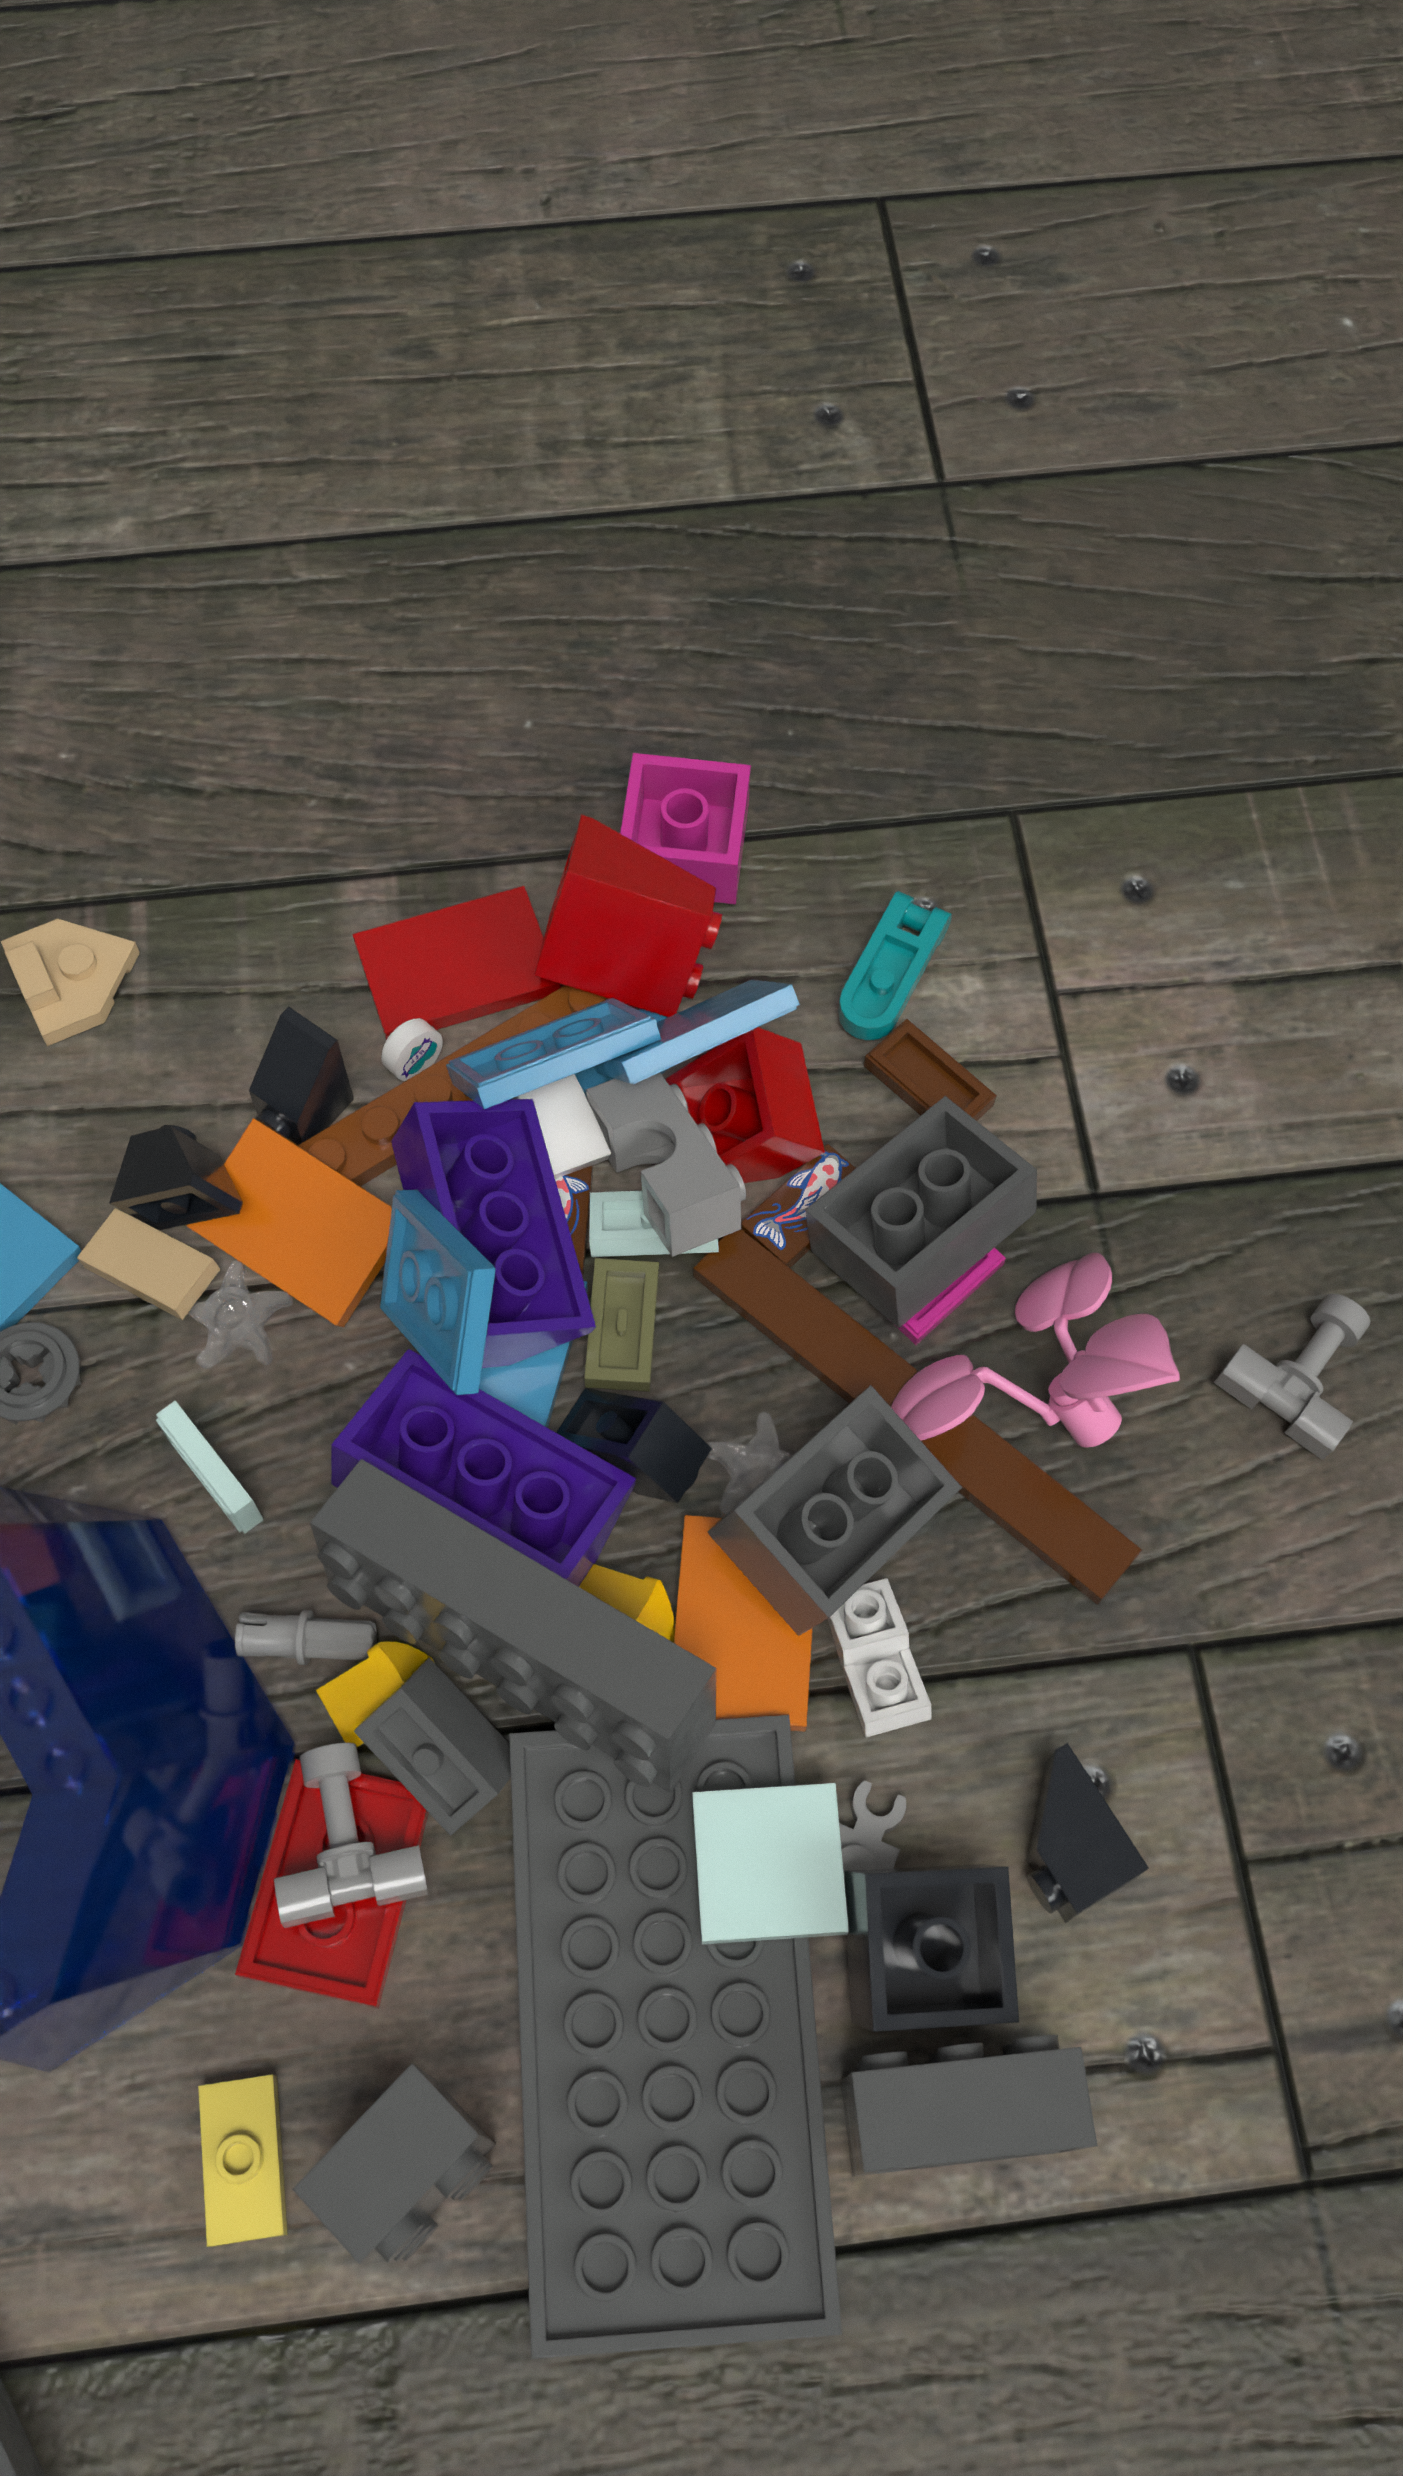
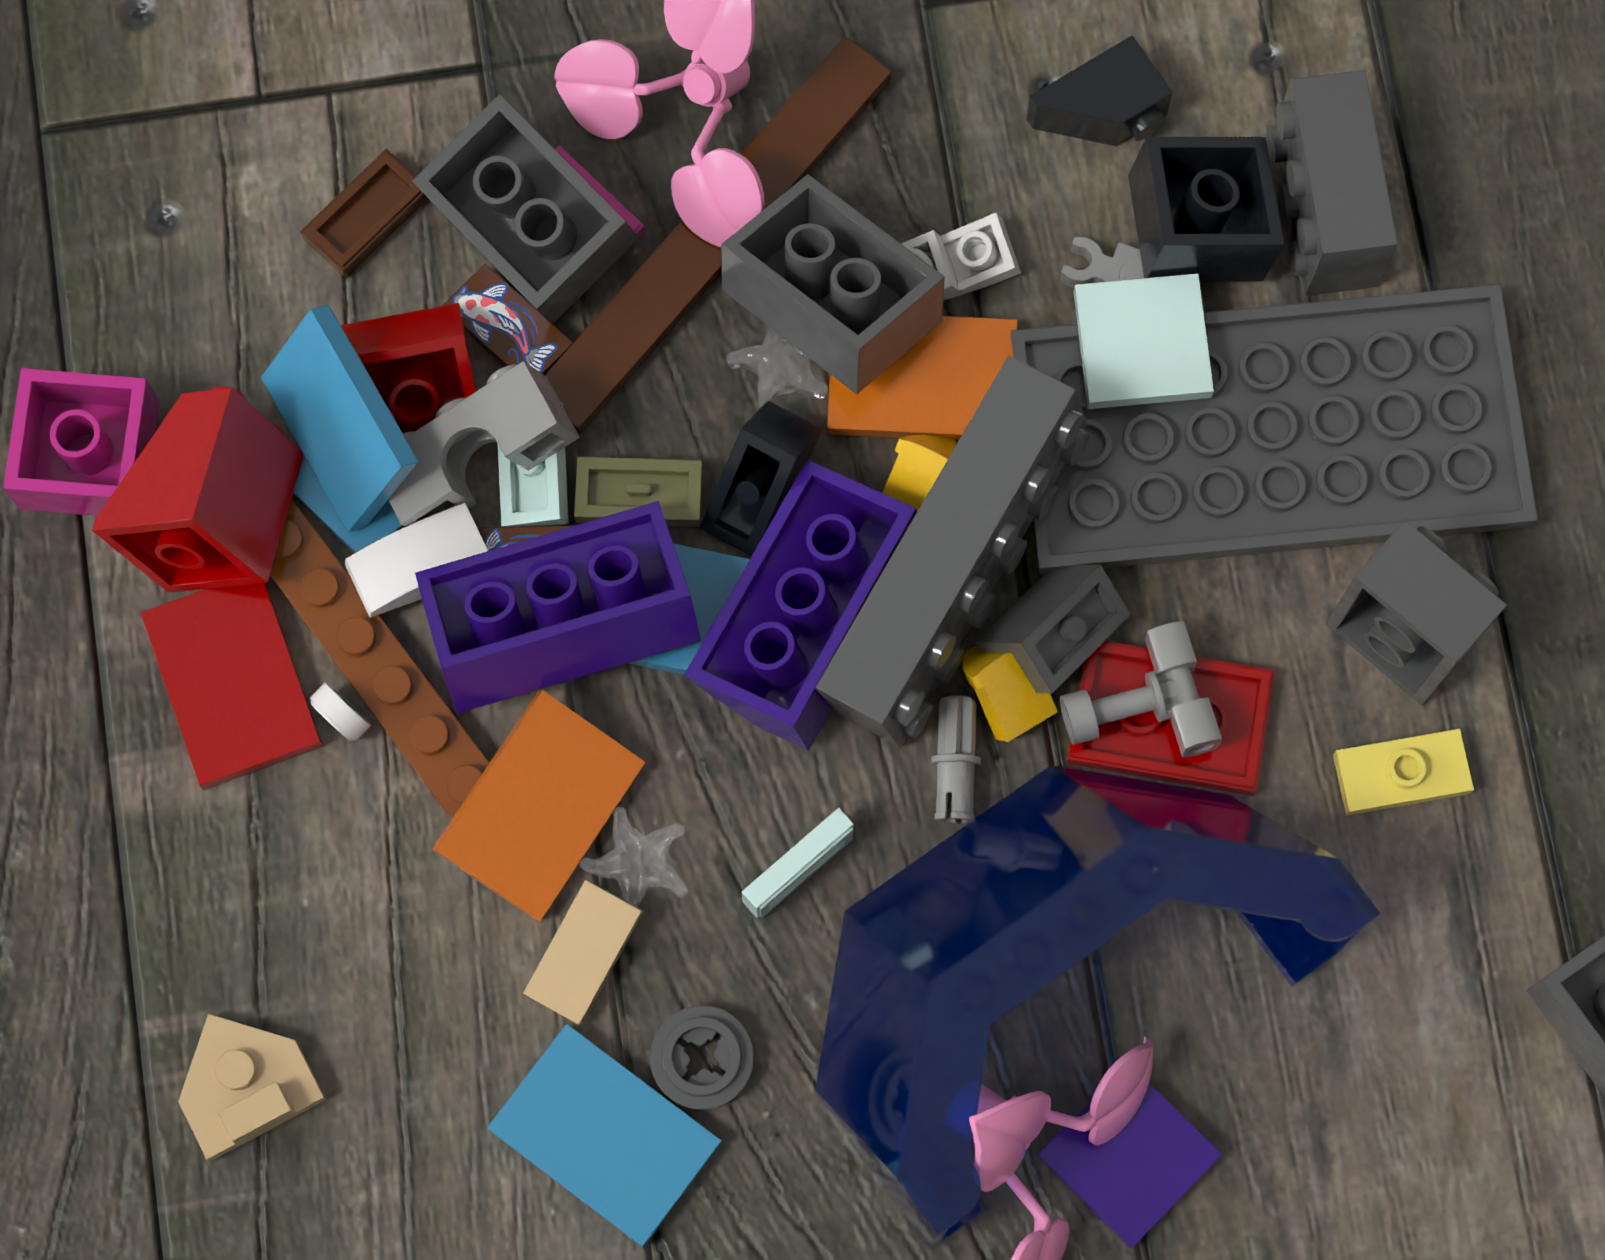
camera: 90 degrees left, 10 degrees up
(173, 1180) = (500, 924): black slope -> none
(300, 1079) = (391, 811): black slope -> none
(437, 1290) = (634, 639): dark azure tile -> none
(552, 1052) = (369, 551): dark azure tile -> none
(890, 967) = (239, 245): teal plate -> none

